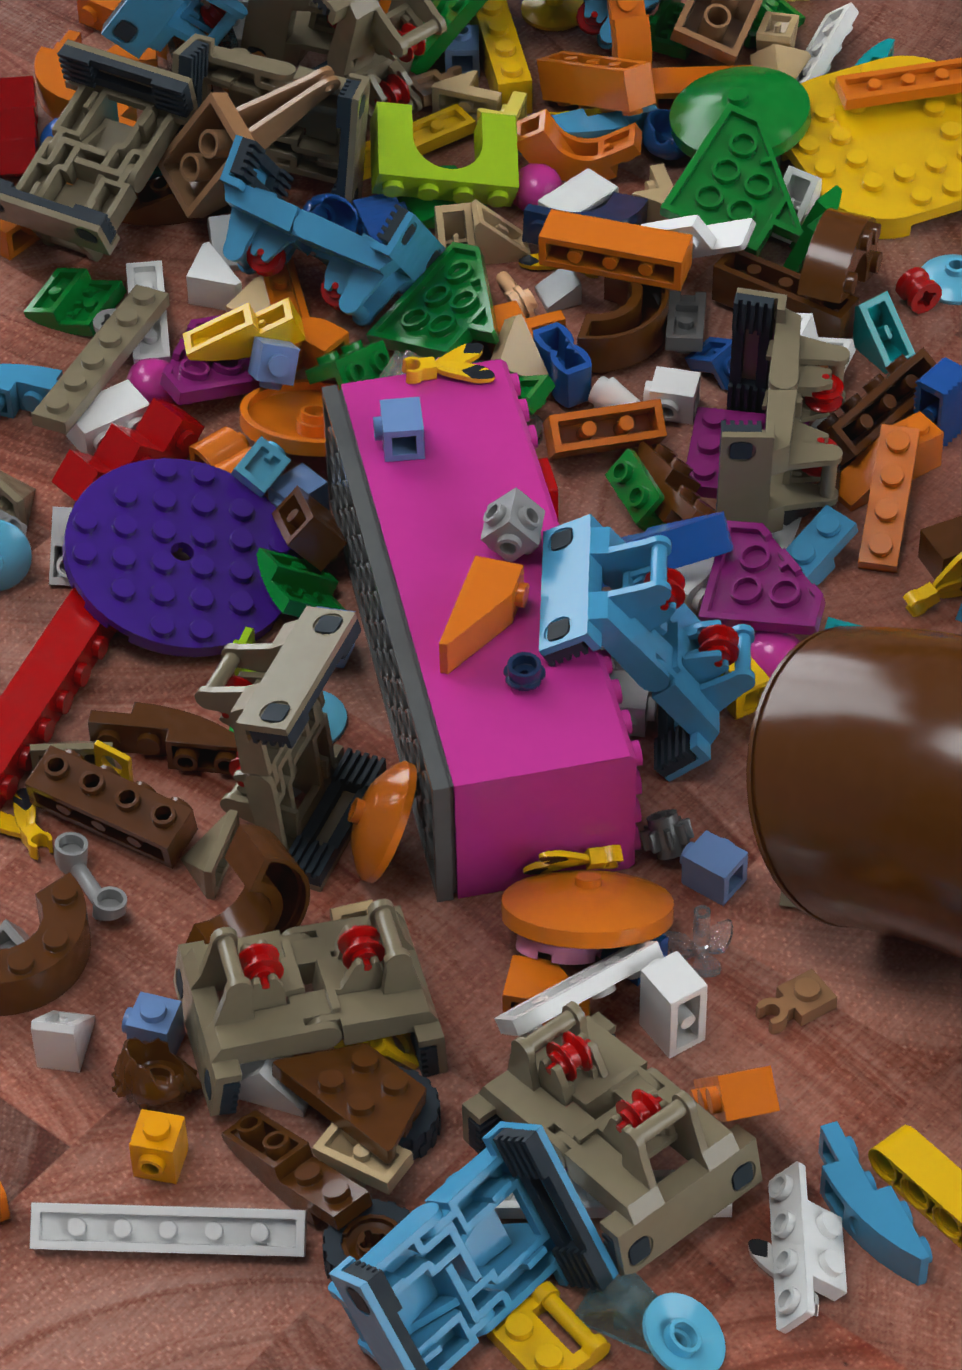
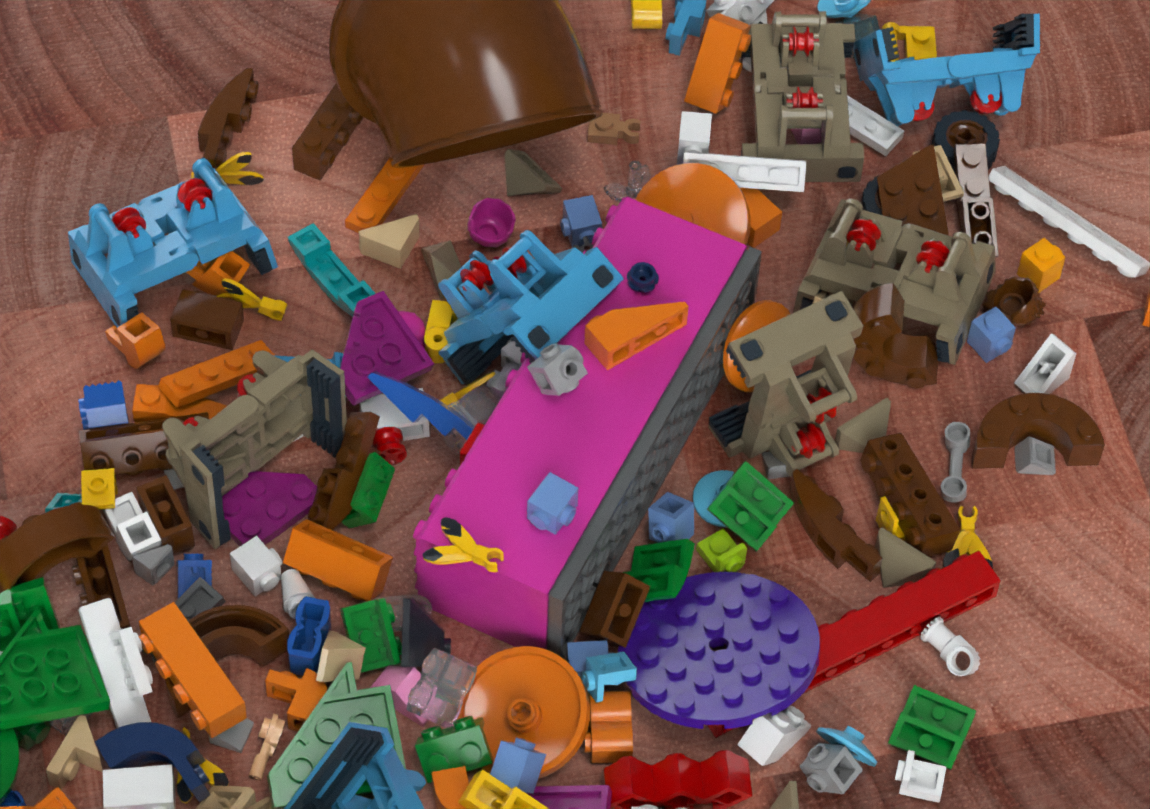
camera: 145 degrees left, 10 degrees up
(871, 346) = (99, 488): none -> yellow bracket

